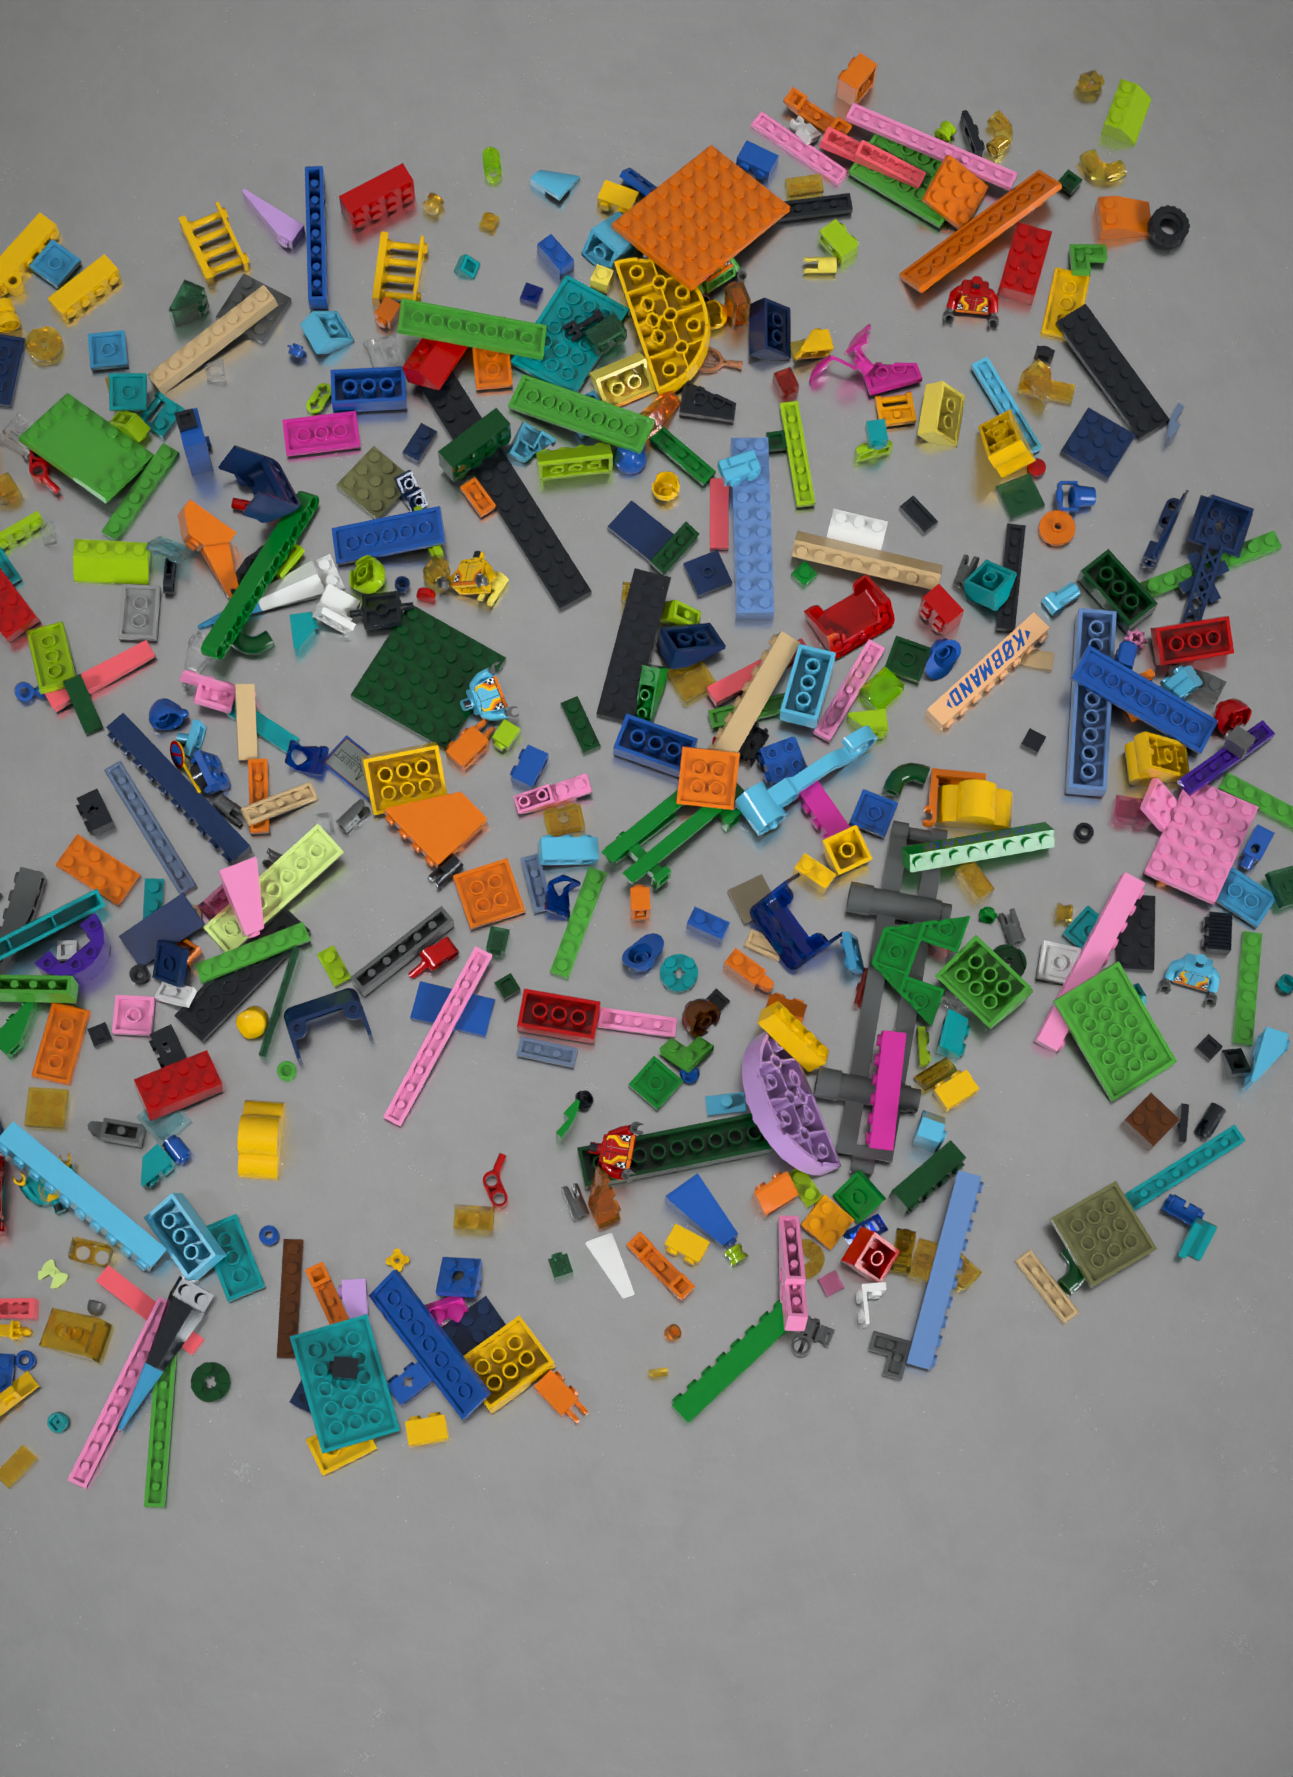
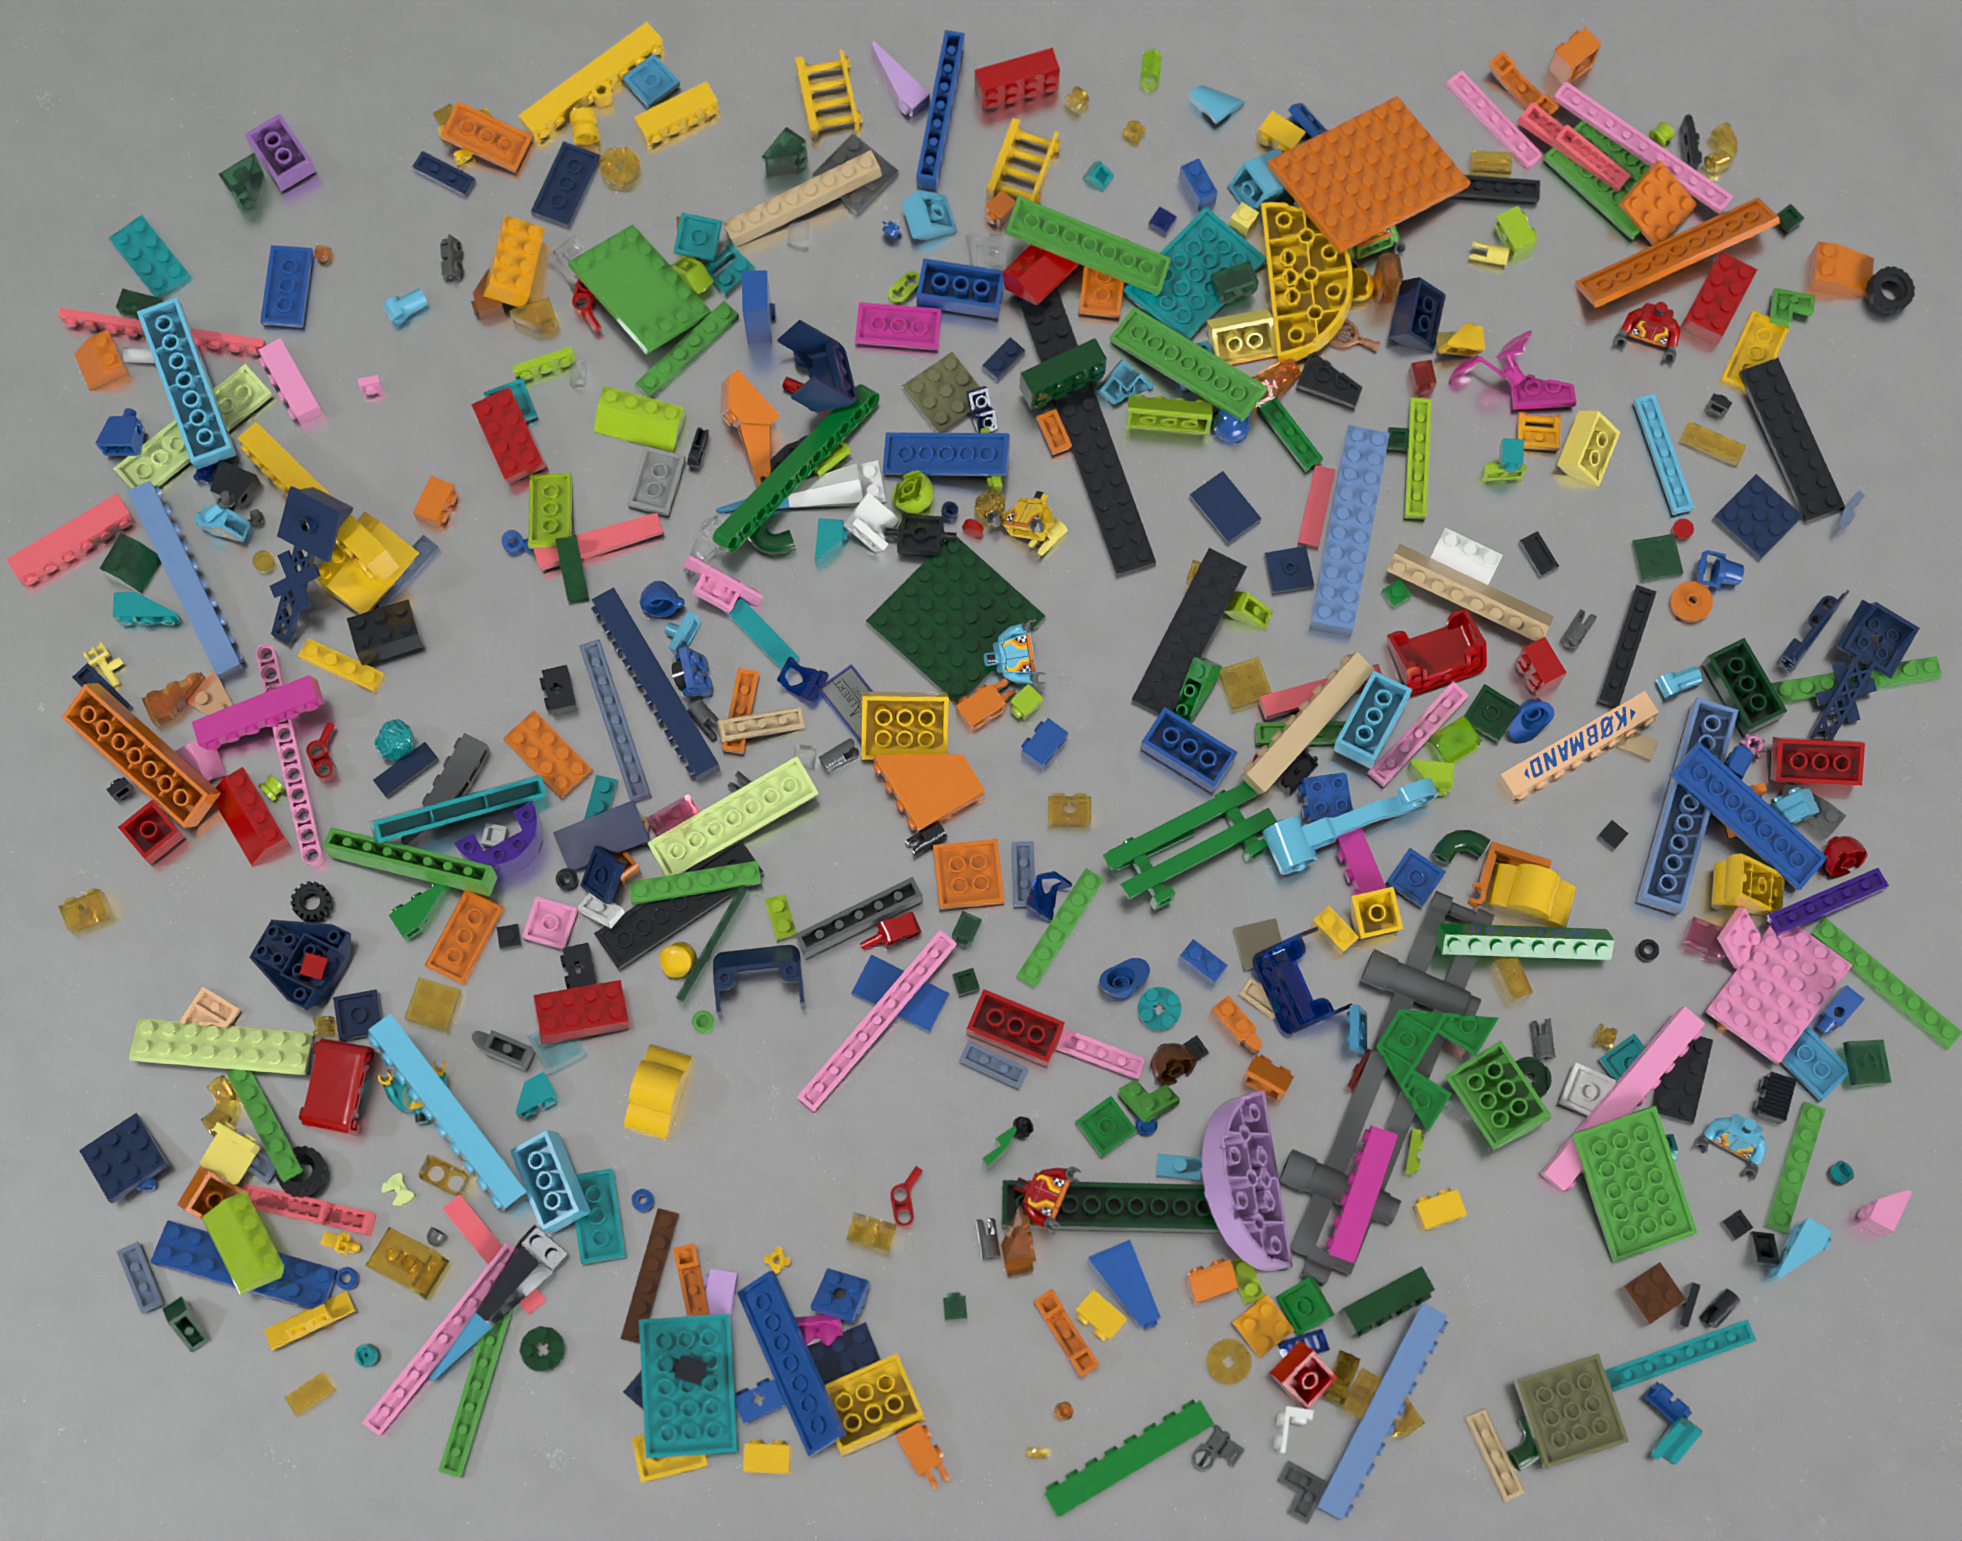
camera: 15 degrees right, 0 degrees up
(107, 350) = (686, 187): dark azure plate -> none
(173, 550) = (703, 417): clear light blue plate -> none
(177, 1149) = (563, 1082): blue brick -> none
(178, 758) = (662, 649): piece -> none
(186, 420) = (751, 281): black tile -> none
(244, 895) = (698, 814): bright pink slope -> none
(246, 721) = (744, 626): tan tile -> none
(553, 795) = (1063, 779): bright pink slope -> none
(568, 850) = (1066, 845): medium azure brick -> none
(576, 329) = (1203, 269): black hinge -> none
(580, 725) = (1111, 708): dark green plate -> none
(610, 1260) = (1011, 1309): white sticker -> none
(639, 902) = (1133, 920): orange brick -> none
(666, 486) = (1264, 463): yellow hair -> none
(674, 548) = (1258, 533): dark green plate -> none
(688, 644) = (1250, 644): dark blue slope -> none
(708, 777) = (1239, 798): orange plate -> none
(736, 1254) = (1153, 1339): lime wheel -> none
(739, 468) = (1349, 461): medium azure brick -> none
(757, 160) = (1444, 123): blue brick -> none
(792, 1274) = (1210, 1377): bright pink brick -> none
(793, 1036) = (1270, 1109): yellow brick -> none
(805, 132) = (1506, 103): white plate -> none
(831, 1283) = (1252, 1395): bright pink tile -> none
(929, 1132) = (1400, 1250): medium azure wedge -> none
(935, 1074) = (1421, 1186): clear yellow plate -> none
(952, 1035) = (1449, 1147): teal slope -> none
(987, 915) = (1519, 1019): green plate -> none
(990, 585) = (1602, 649): teal slope -> none
(1005, 444) = (1654, 496): yellow brick -> none
(1038, 380) = (1706, 432): clear yellow slope -> none
(1090, 83) = (1836, 112): clear yellow head -> none
(1101, 170) = (1828, 212): clear yellow cylinder -> none
(1126, 112) = (1870, 154): lime slope -> none
(1238, 741) = (1845, 886): flat silver brick -> none

